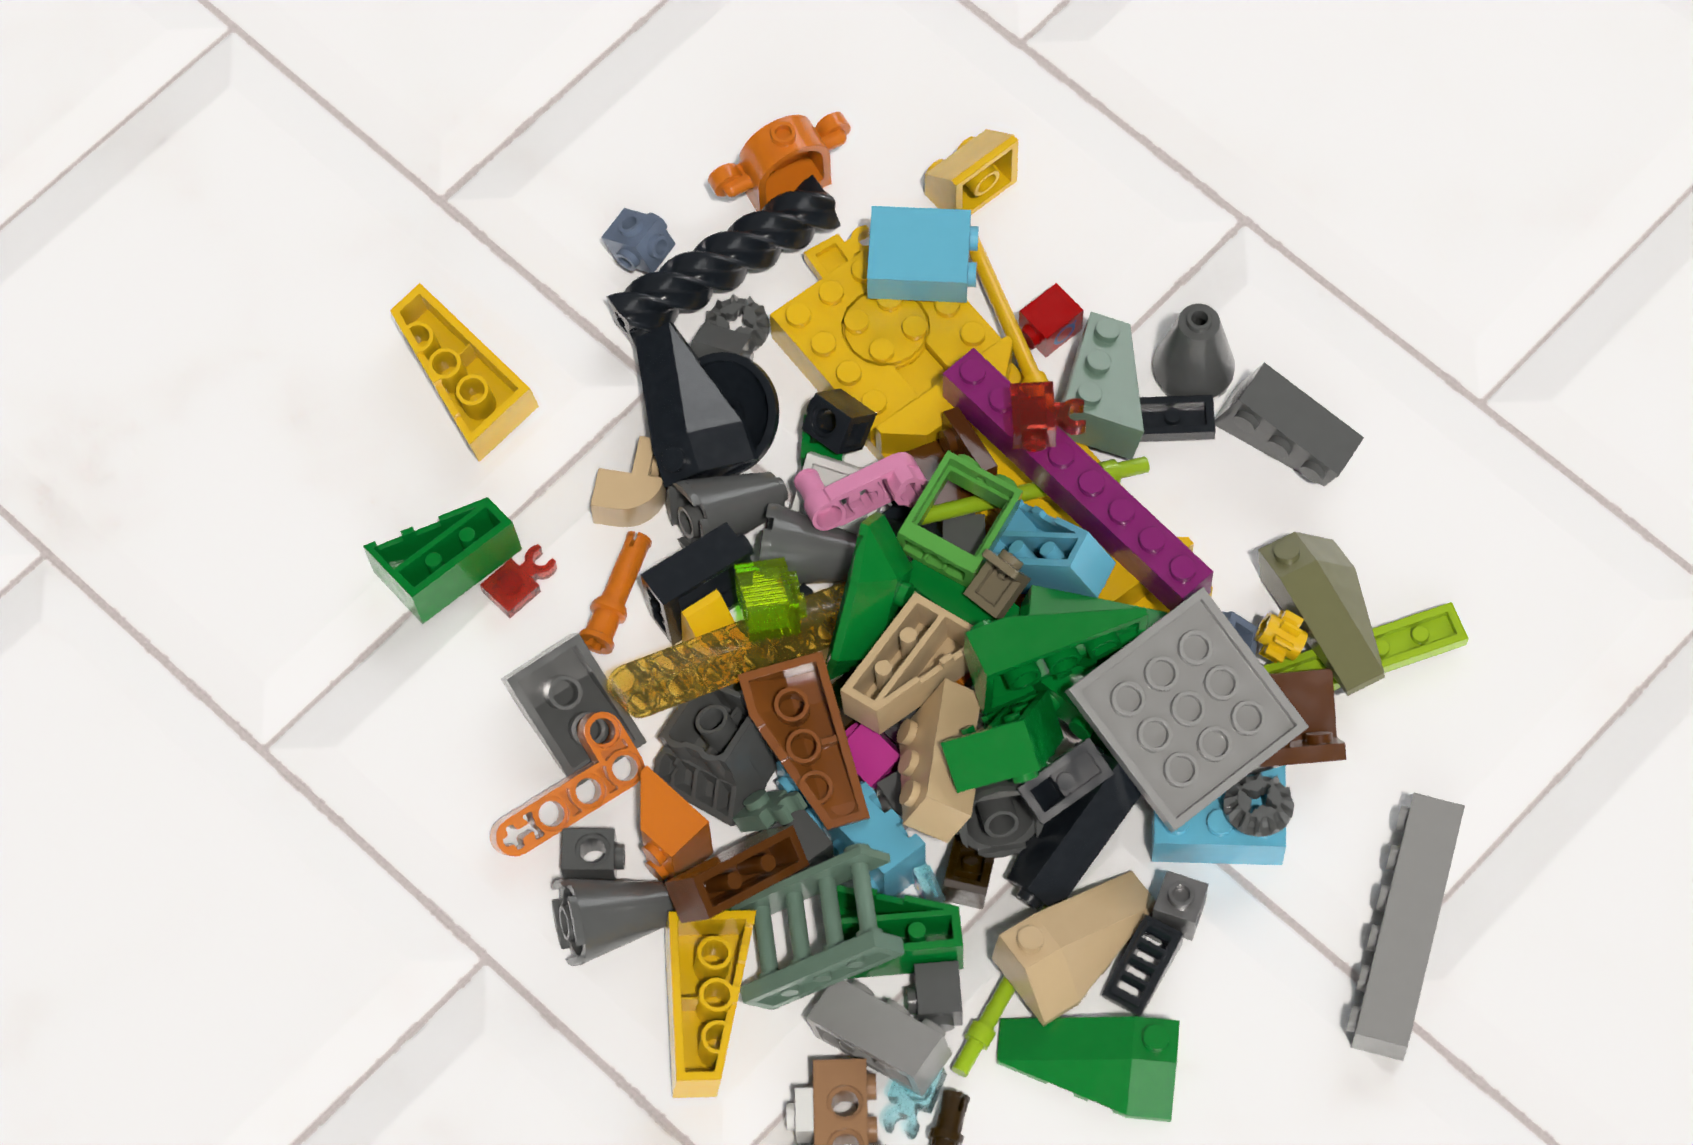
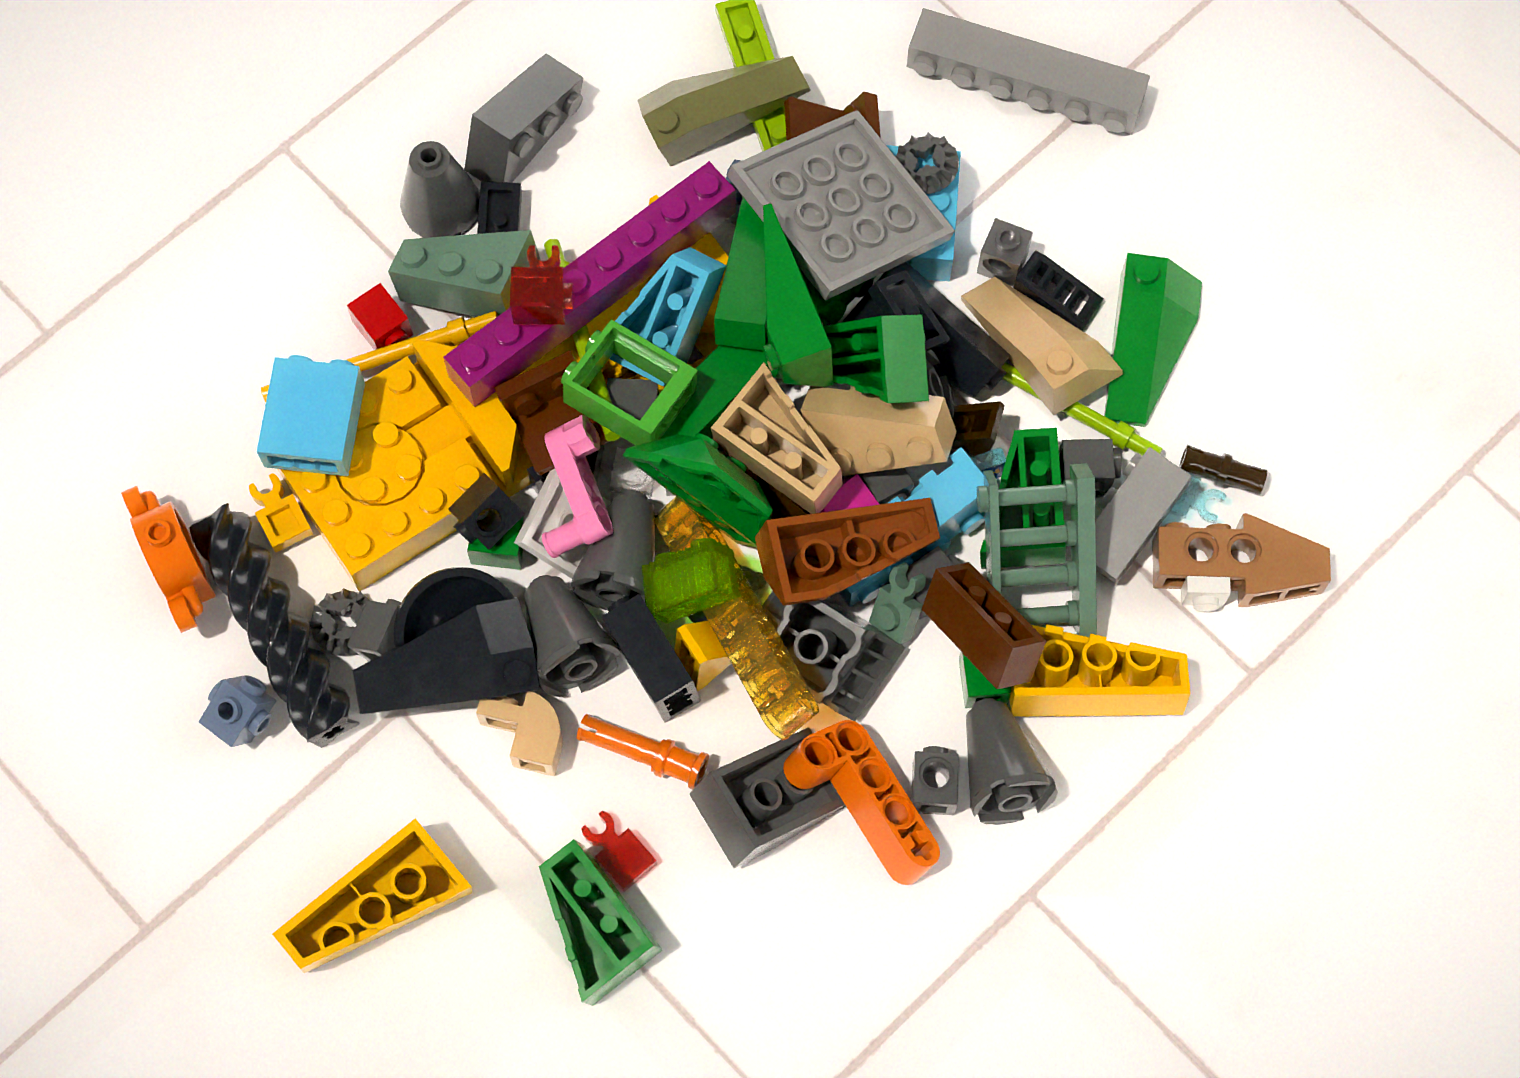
camera: 90 degrees left, 5 degrees up
(671, 829) = (919, 699): orange slope -> none
(974, 172) = (203, 378): yellow slope -> none
(998, 583) = (704, 353): dark tan bracket -> none
(1281, 636) = (747, 136): yellow gear -> none

